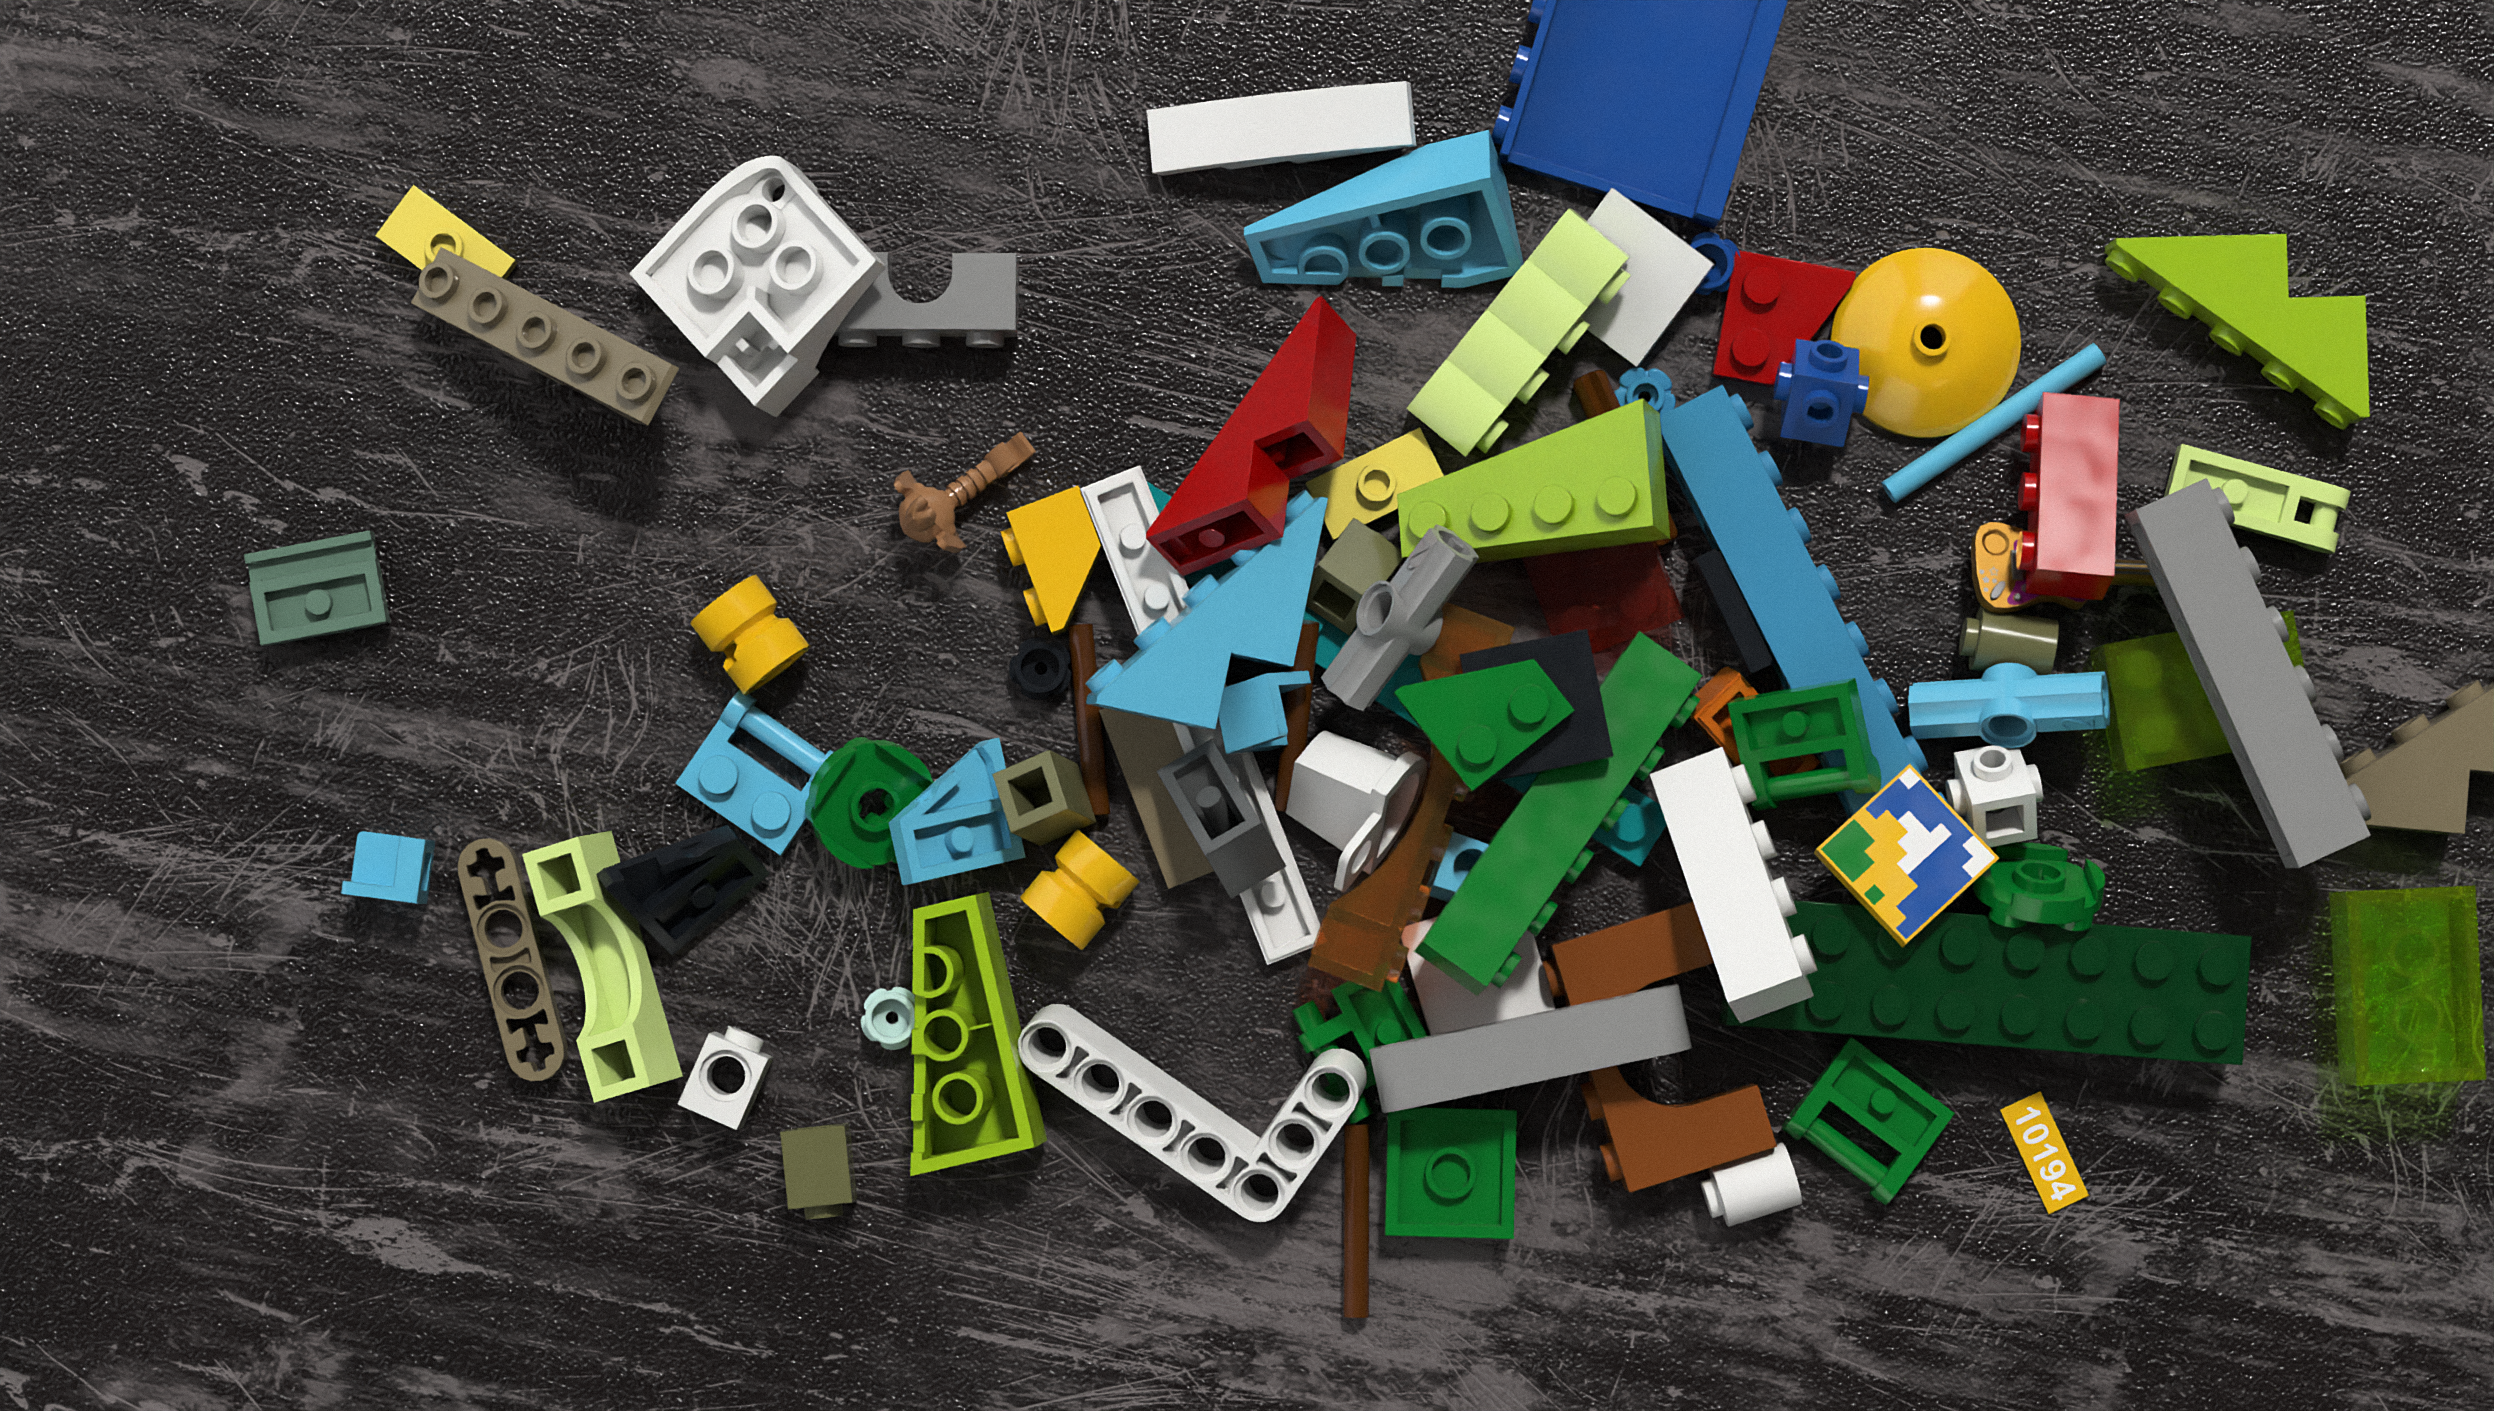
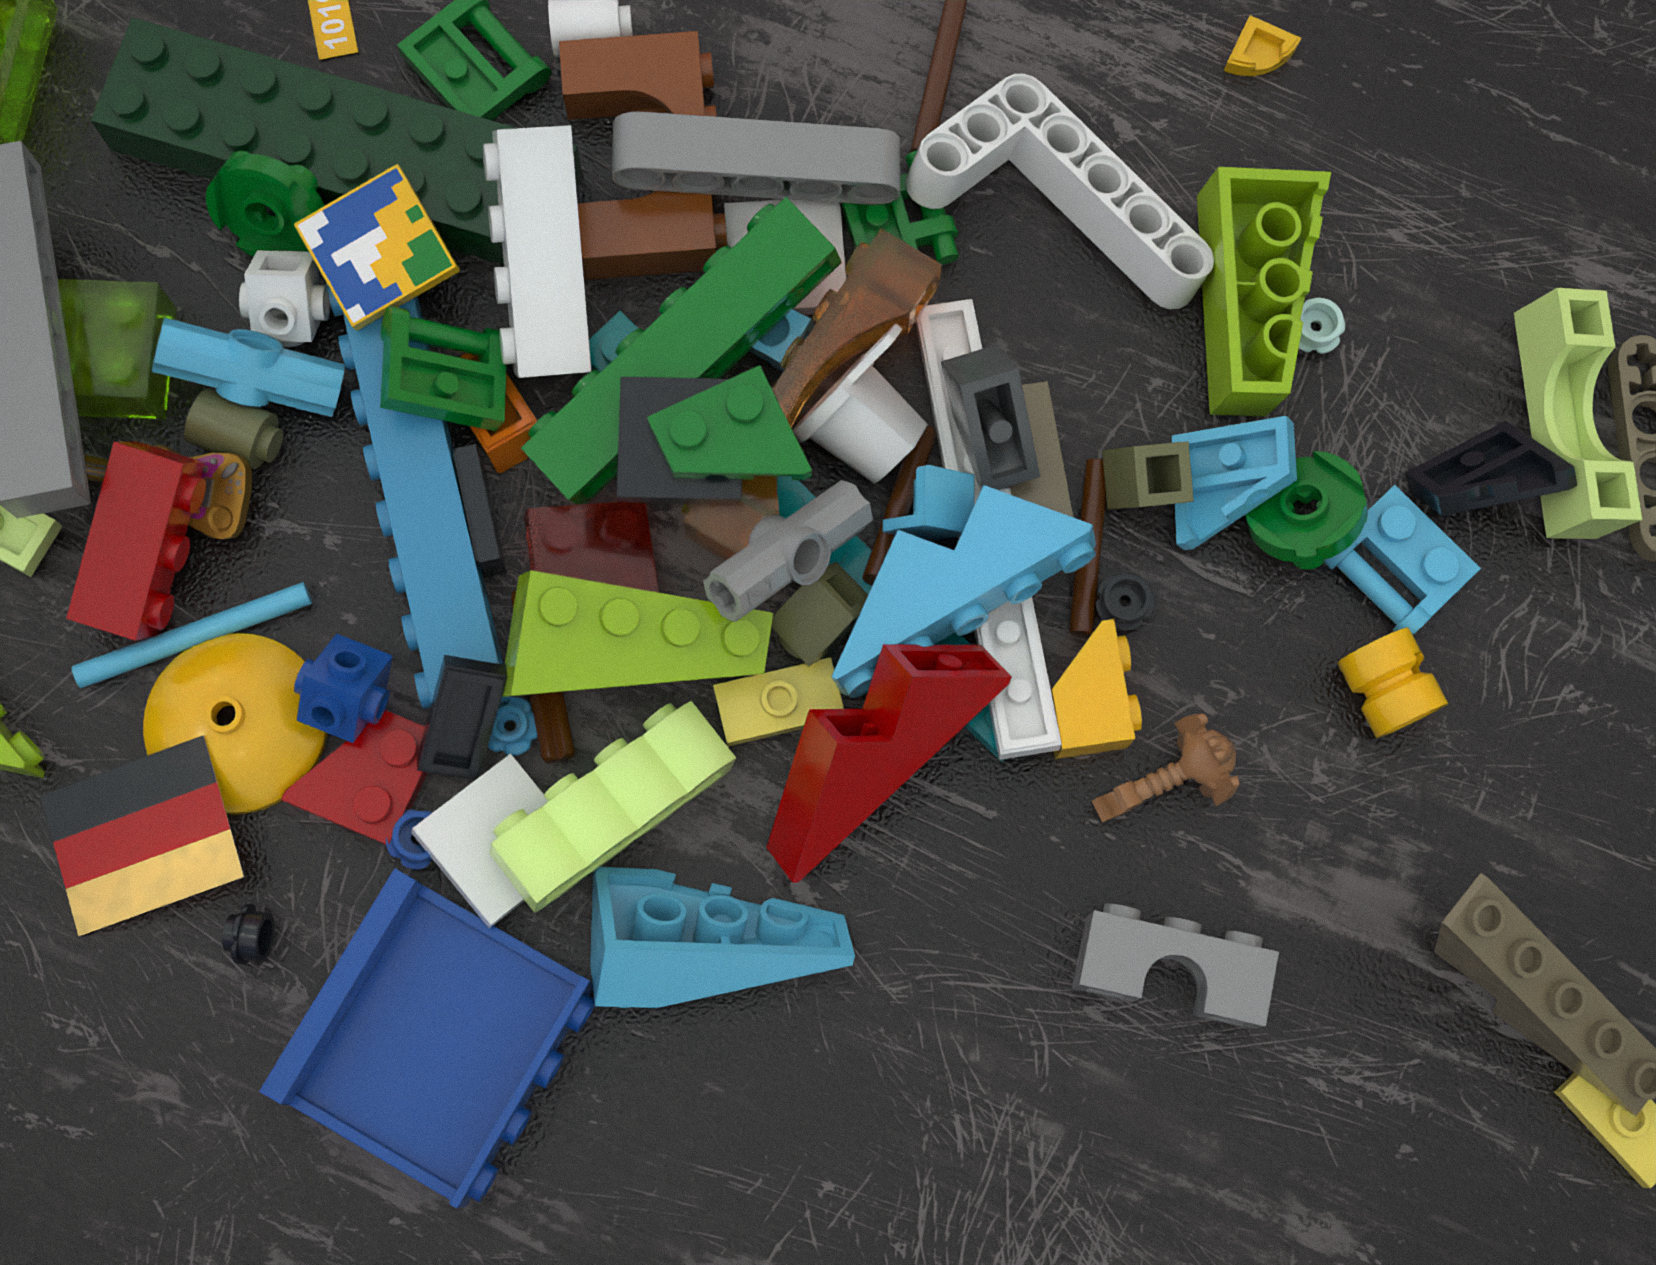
camera: 170 degrees left, 10 degrees down
(706, 1098) = (1487, 282): white brick -> none
(760, 278) = (1331, 1017): white slope -> none
(819, 1169) = (1405, 210): olive brick -> none
(1007, 1334) = (1261, 49): none -> yellow tile
(1079, 889) = (1138, 386): yellow wheel -> none
(1281, 127) = (794, 1056): white slope -> none
(1451, 1172) = (849, 81): green plate -> none
(1692, 384) = (461, 717): none -> black tile
(1851, 131) = (248, 935): none -> black plate
(1984, 205) = (141, 836): none -> sticker

